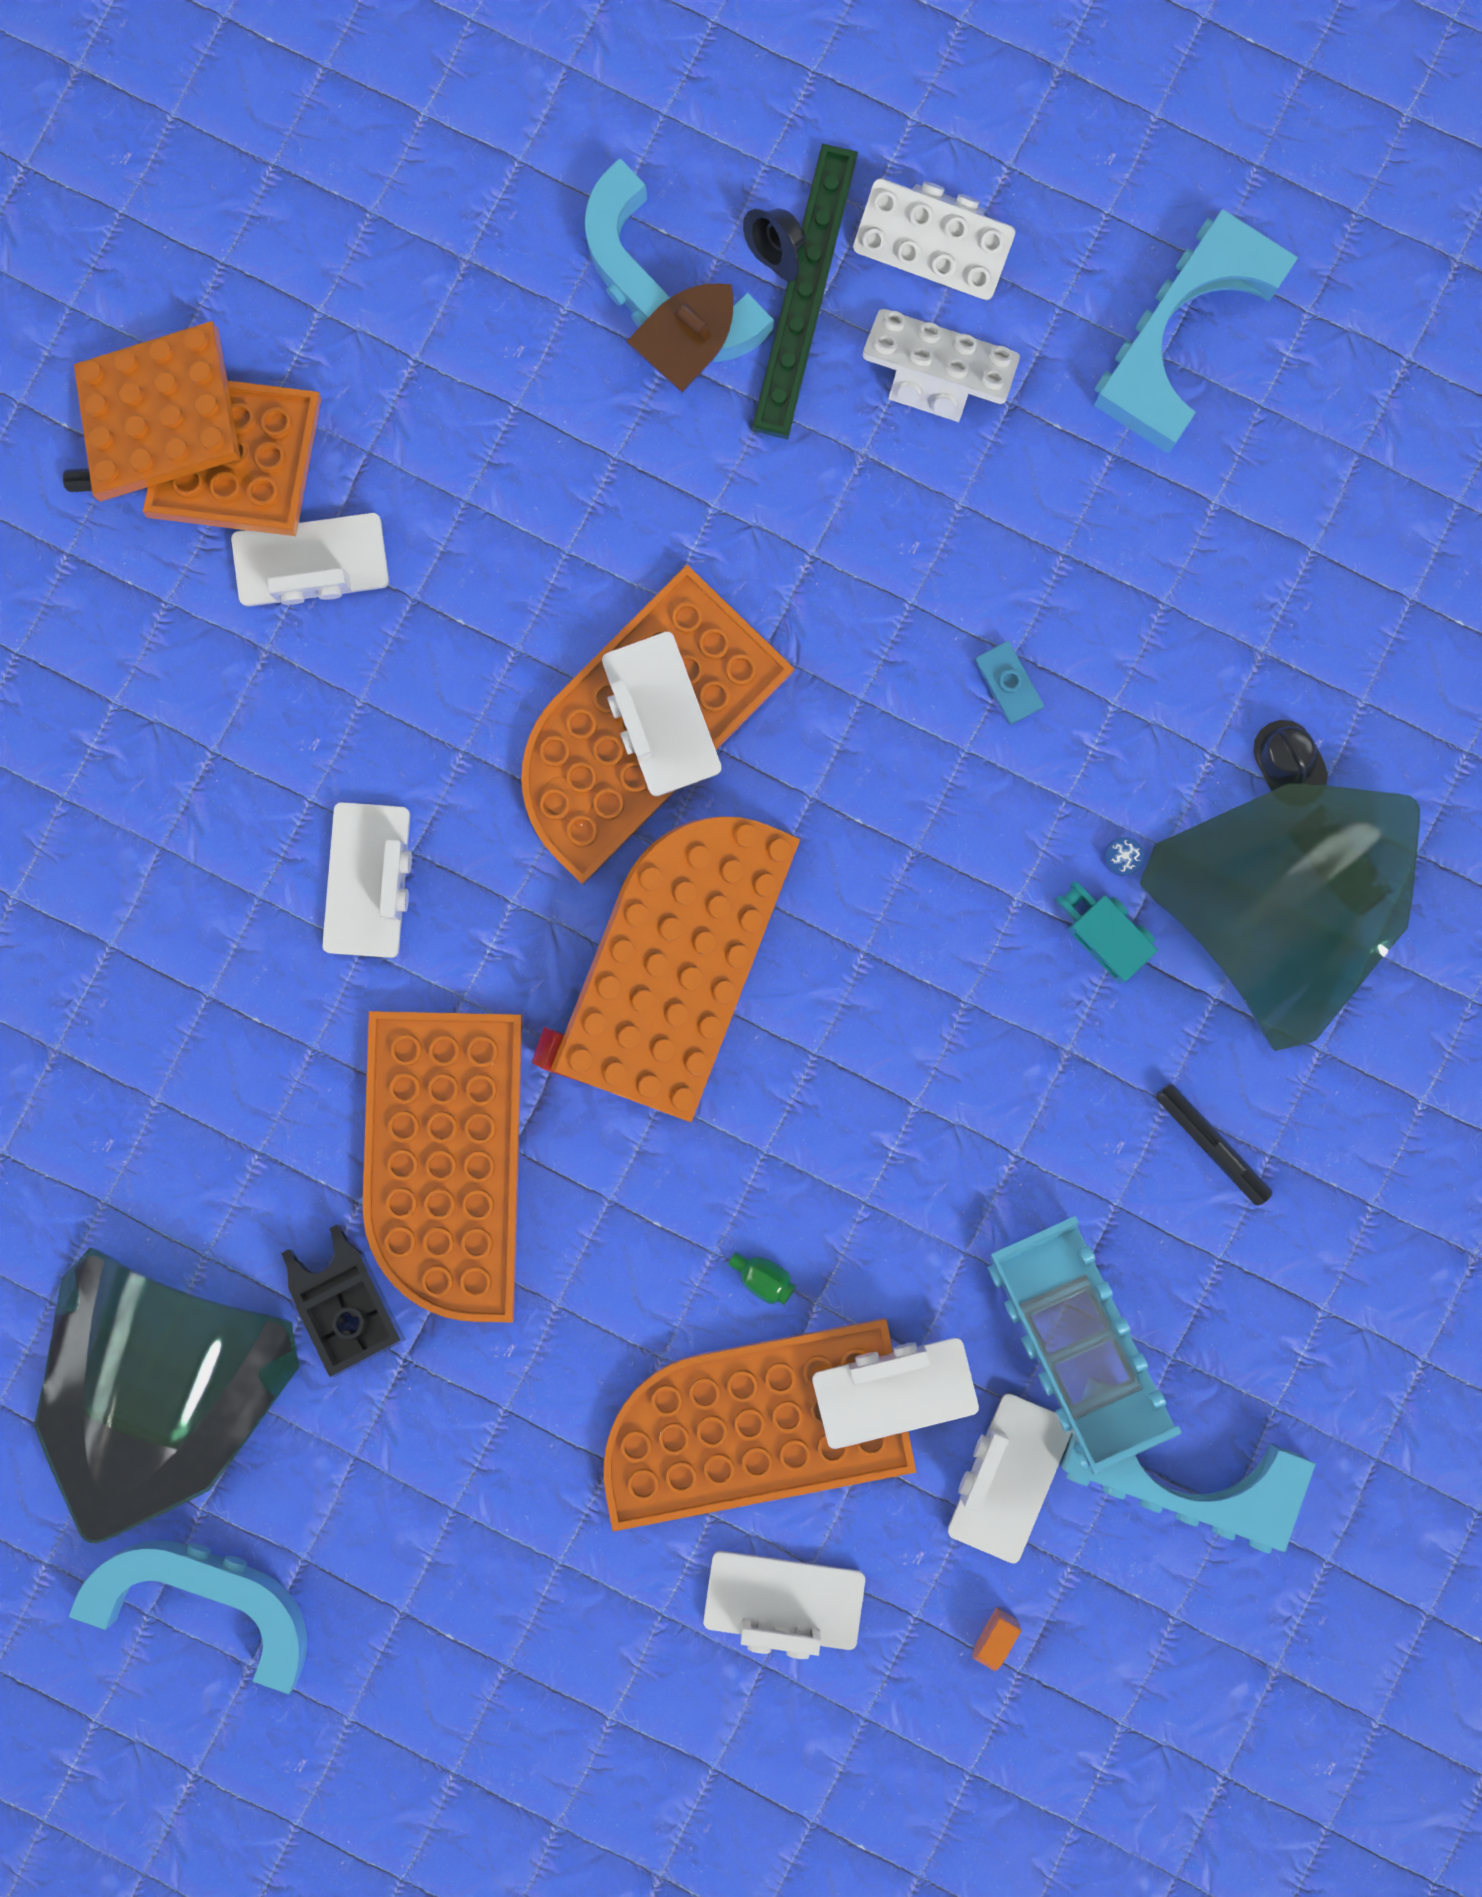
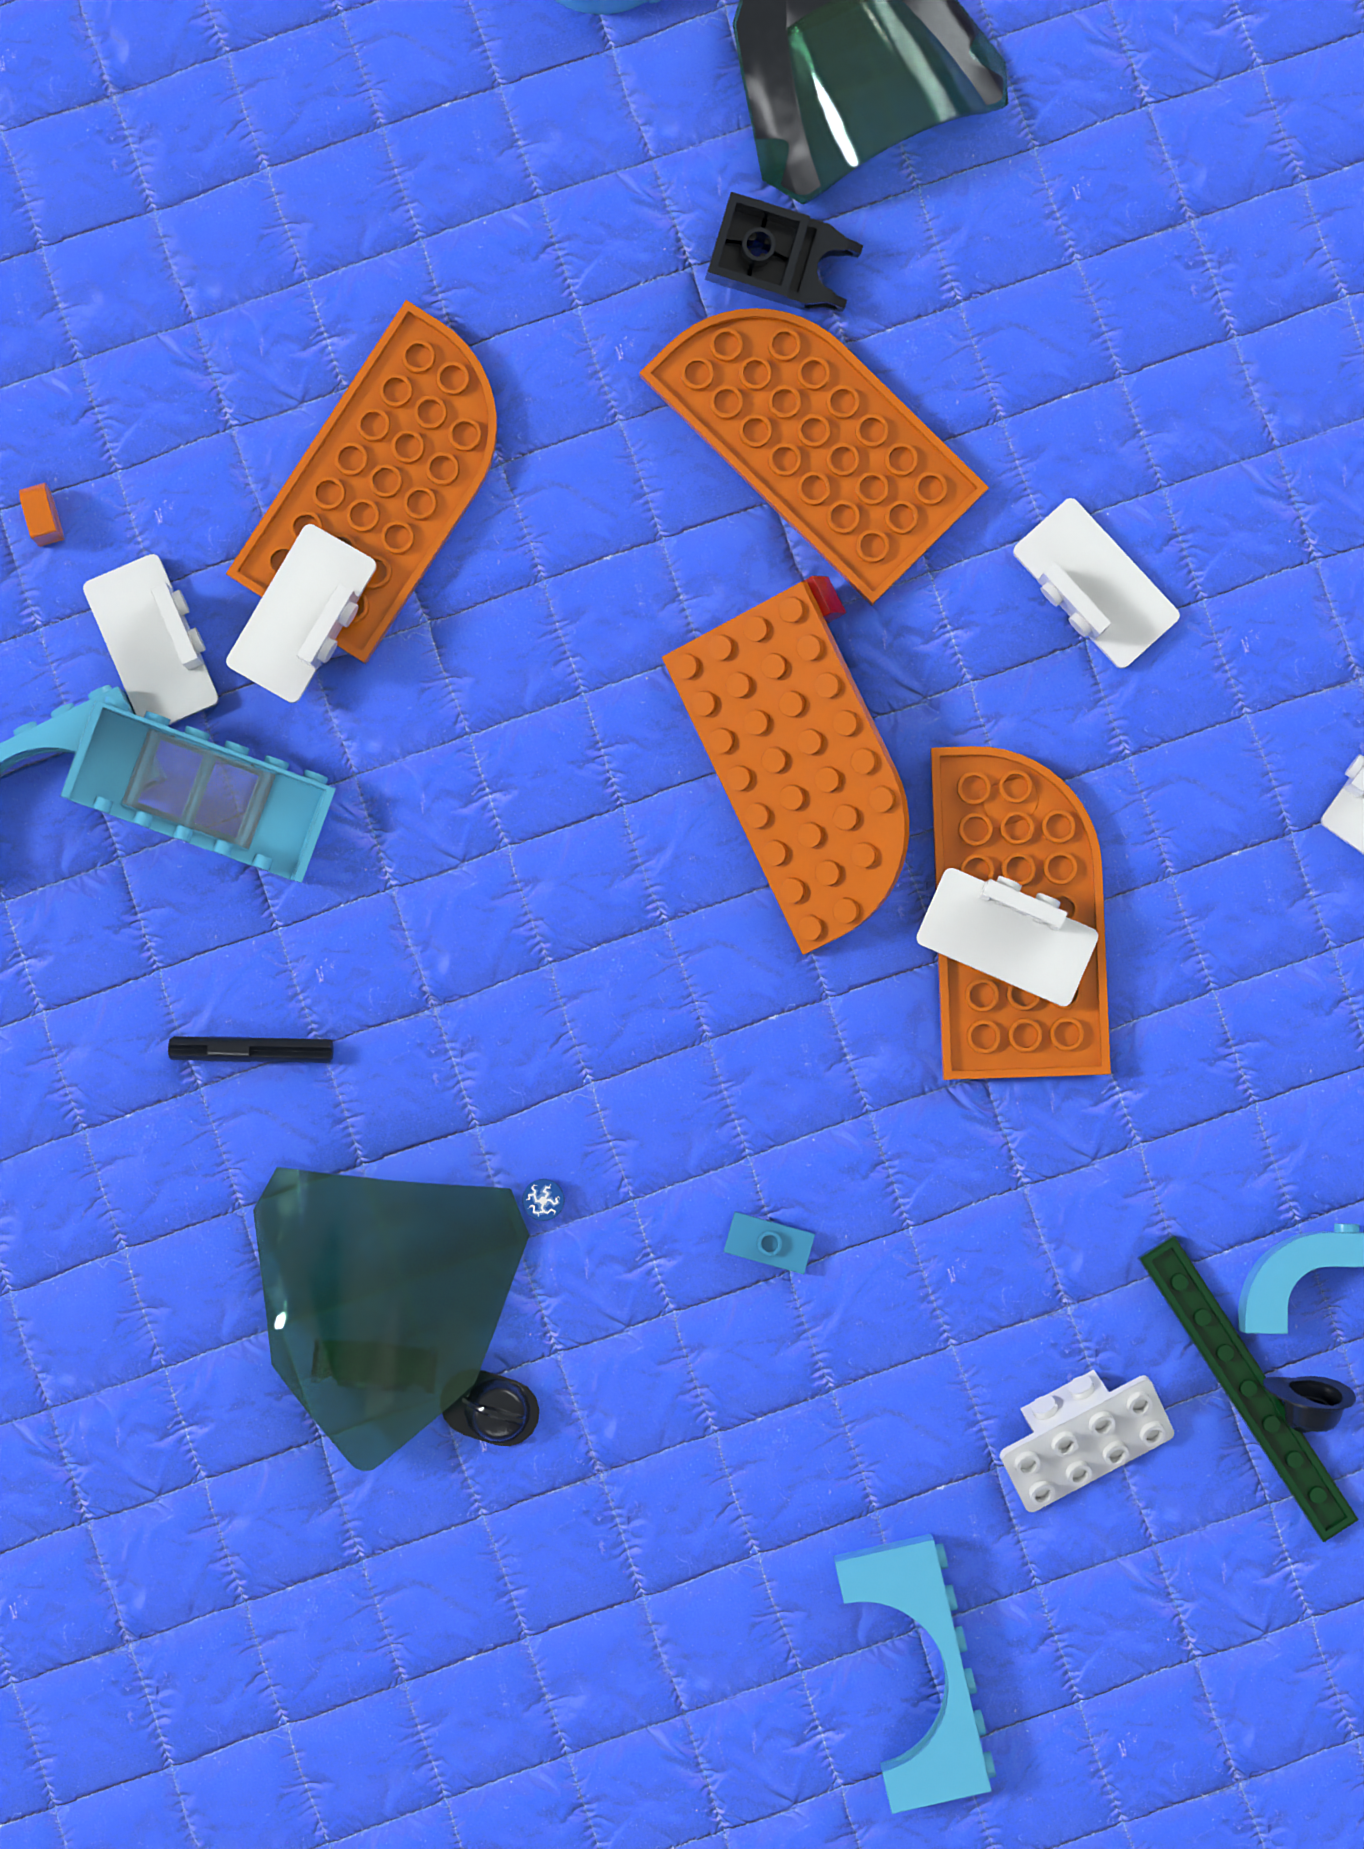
camera: 135 degrees right, 0 degrees up
(686, 332) = (1301, 1251): reddish brown shield -> none
(764, 1278) = (486, 598): green plant -> none
(784, 1603) = (225, 379): white bracket -> none
(934, 236) = (1192, 1536): white bracket -> none
(1108, 933) = (495, 1126): teal brick -> none

